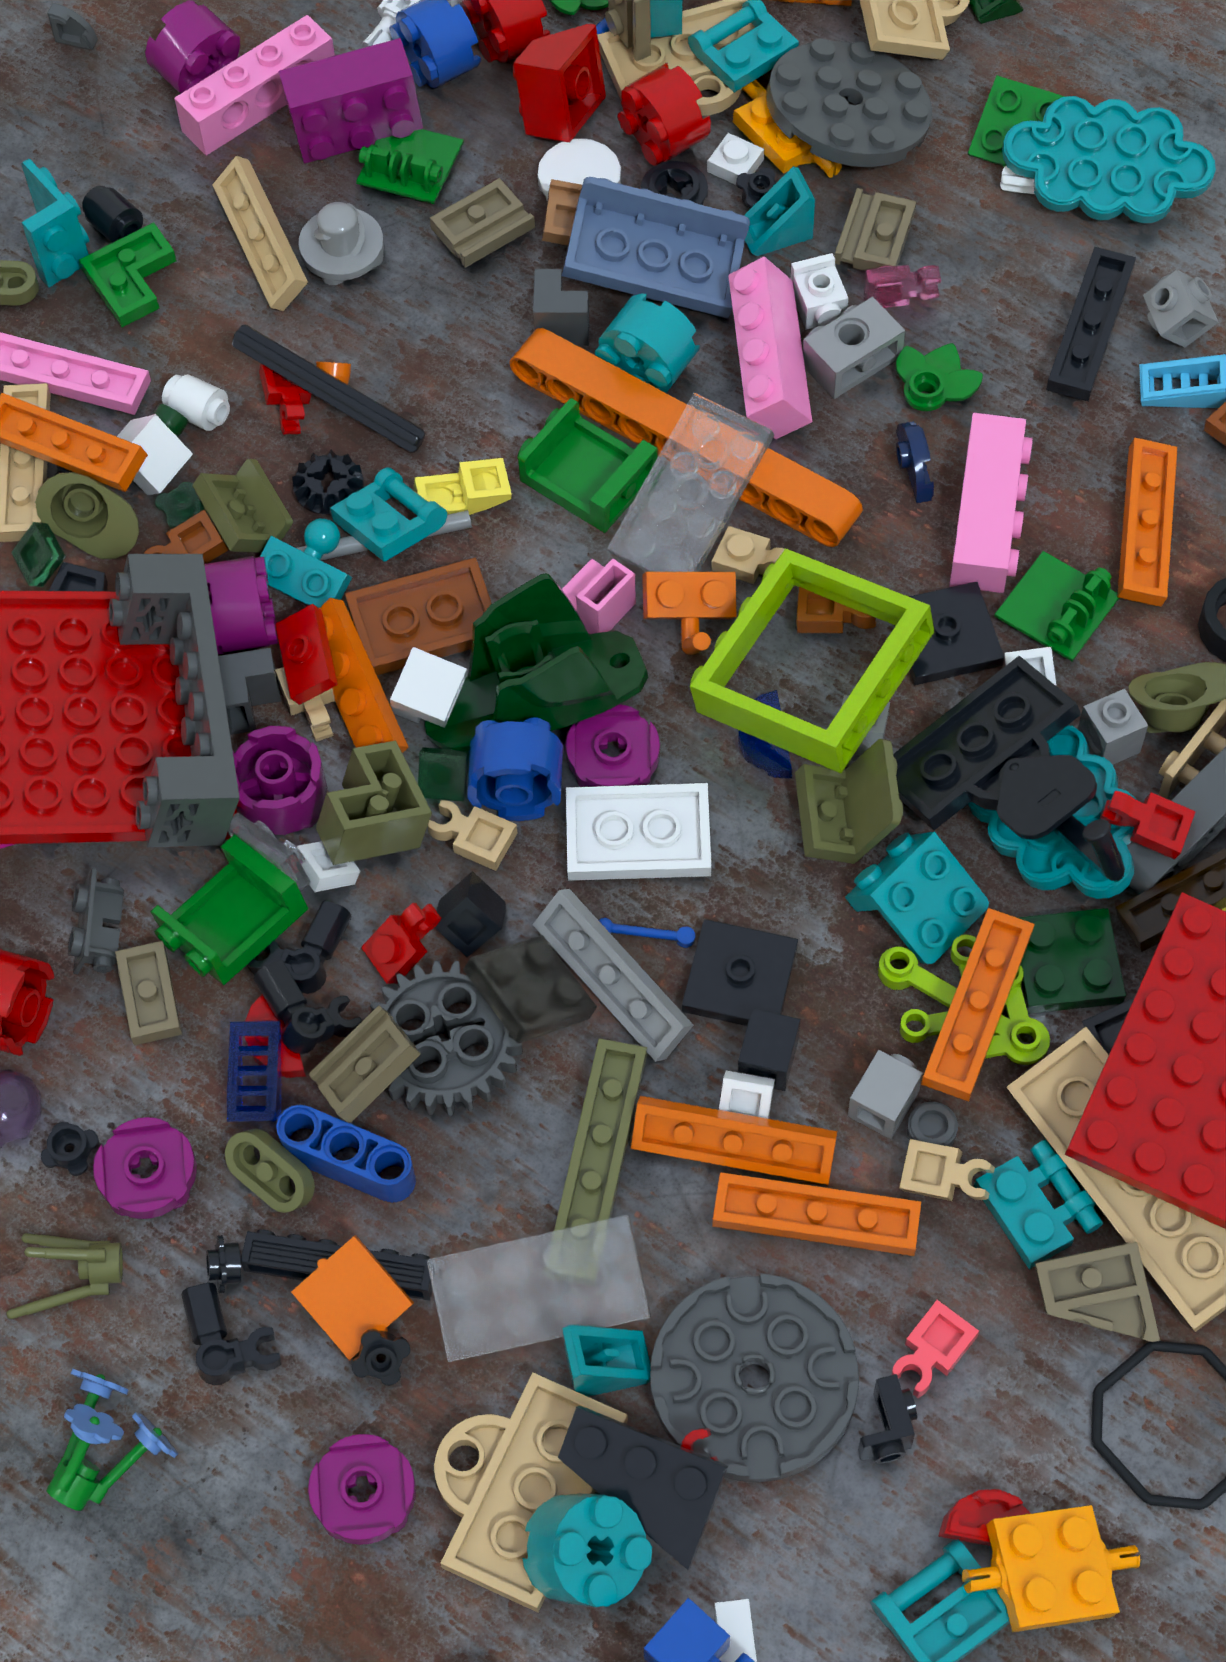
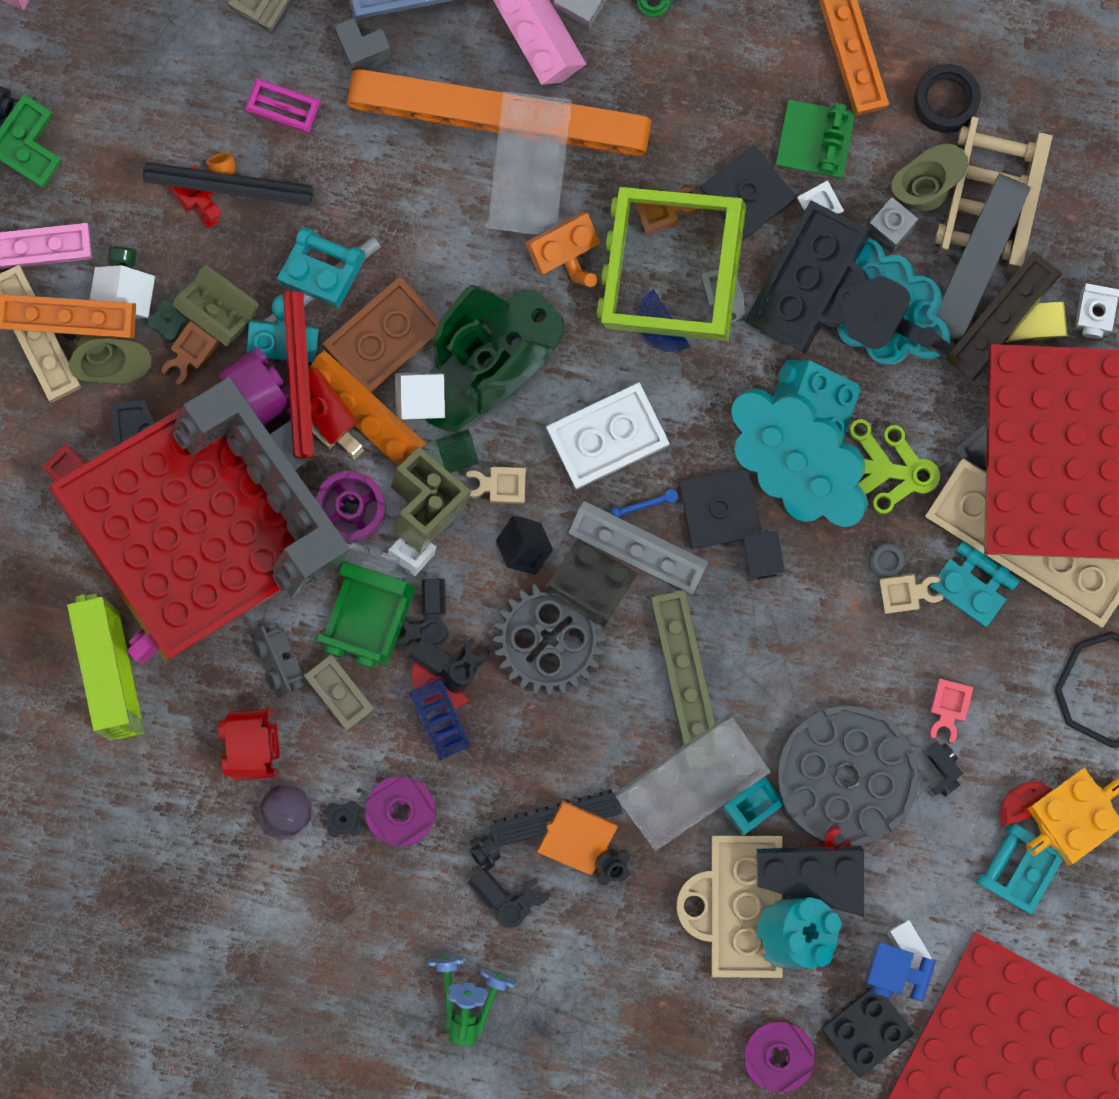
camera: 30 degrees left, 20 degrees up
(38, 554) = (88, 404): clear green plate -> none
(97, 1261) = (405, 886): olive plant -> none
(197, 401) = (134, 232): white brick -> none
(260, 233) = (106, 68): tan plate -> none
(271, 1173) = (482, 778): olive plate -> none
(291, 604) = (298, 375): none -> red axle
(308, 484) = (253, 269): black gear -> none
(339, 1469) = (661, 957): magenta plate -> none
(341, 243) = (170, 50): light grey plate -> none
(360, 1171) = (509, 737): blue beam -> none
(364, 1064) = (512, 685): dark tan plate -> none
(397, 943) = (488, 587): red plate -> none
(426, 354) = (310, 115): none -> dark pink tile
(474, 487) = (363, 221): light yellow slope -> none
(515, 768) = (508, 430): blue brick -> none
(584, 467) = (440, 166): green panel -> none
(602, 594) = (497, 268): bright pink piece -> none
(619, 725) = (581, 389): magenta plate -> none
(649, 342) = (444, 54): teal brick -> none
(733, 1140) = (767, 627): orange plate -> none
(744, 554) = (583, 189): tan plate -> none
(746, 1094) = (763, 598): white plate -> none
(817, 1214) = (840, 653): orange plate -> none
(849, 810) = (744, 361): olive bracket -> none
(870, 942) = (799, 457): none -> teal plate
(885, 1093) = (850, 553): light grey brick -> none
(911, 454) = (669, 61): dark blue plate -> none
(978, 1004) = (886, 470): orange plate -> none
(989, 502) = (737, 77): bright pink brick -> none
(1071, 962) = (927, 406): dark green plate -> none
(1100, 1290) = (1035, 626): dark tan wing -> none
(1156, 822) = (954, 295): red plate -> none

